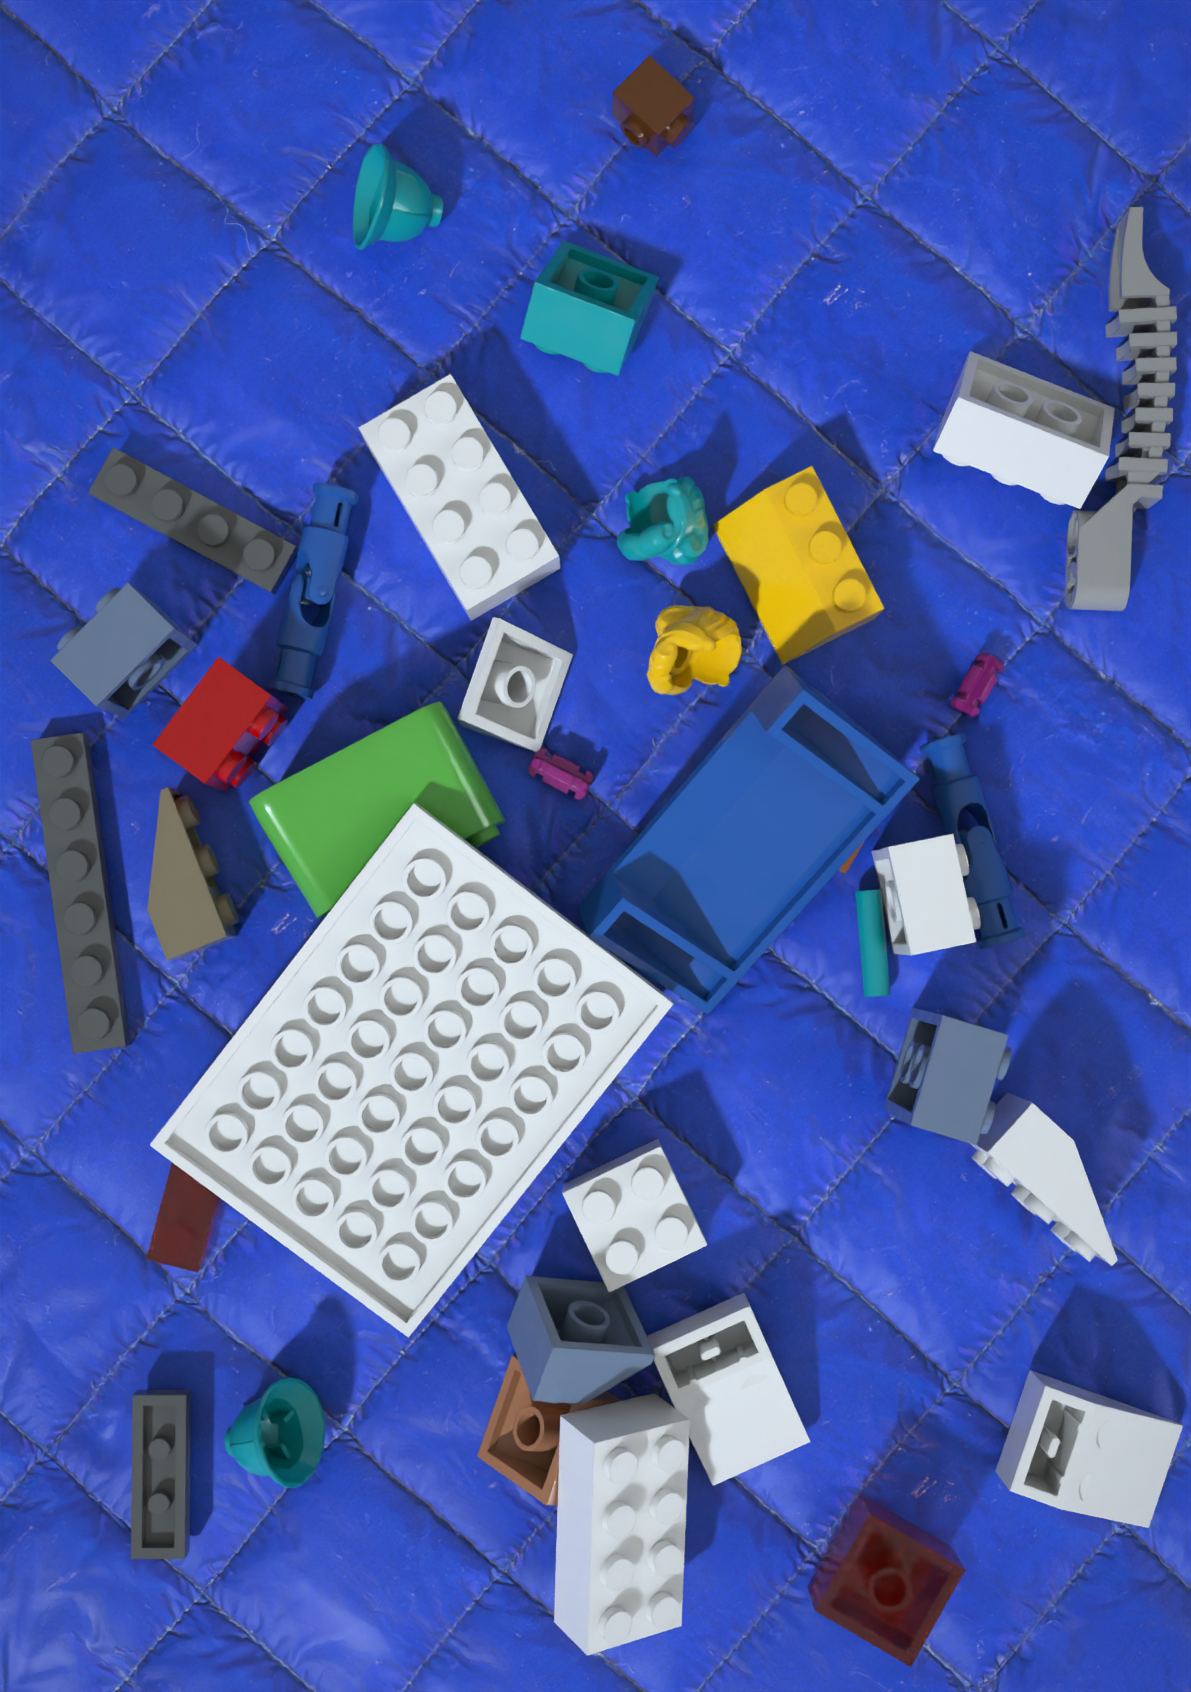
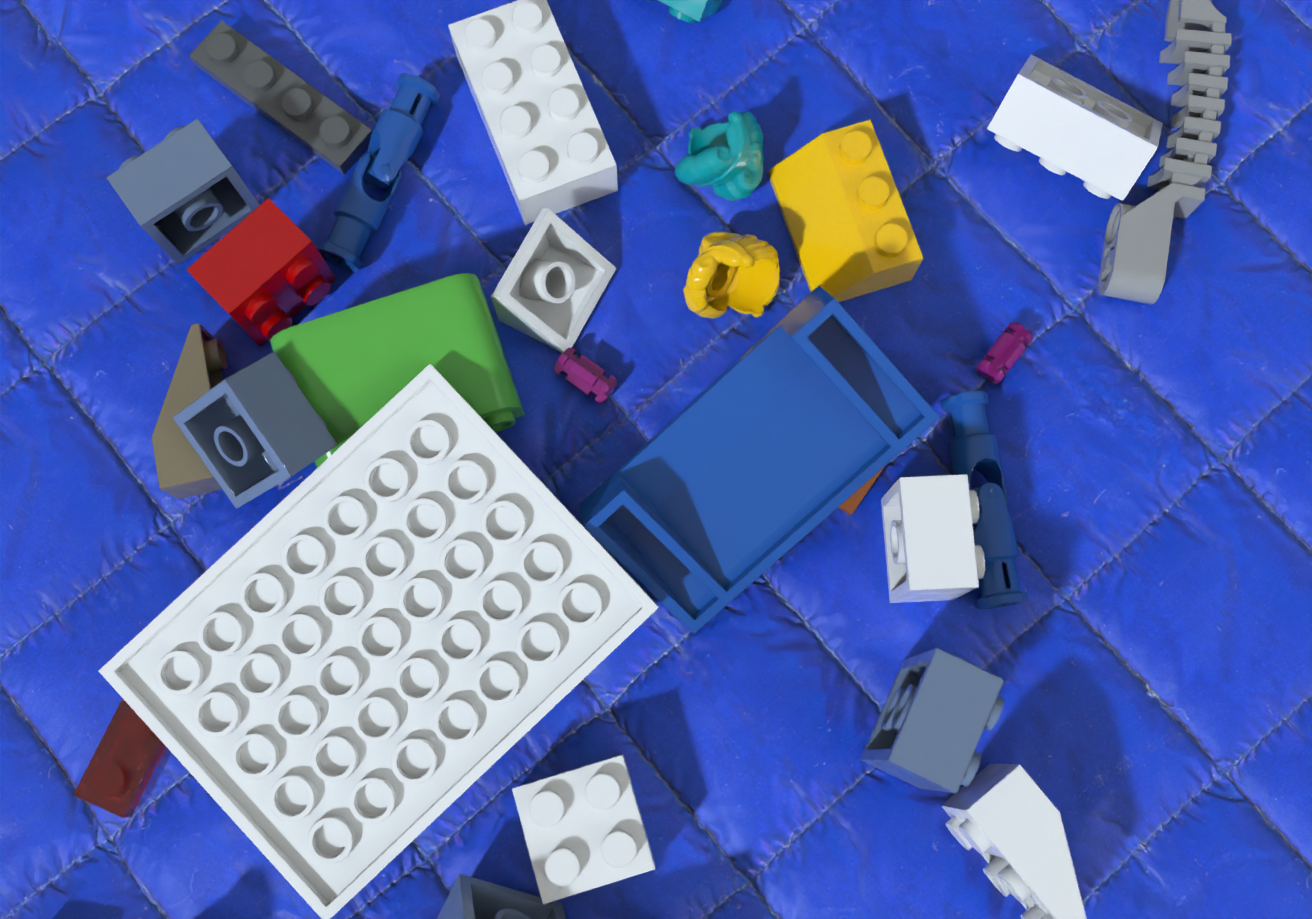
camera: 10 degrees right, 10 degrees down
(80, 893) = (96, 422): dark grey plate -> none
(253, 893) = (255, 430): none -> sand blue brick
(872, 943) = (870, 587): teal piece -> none

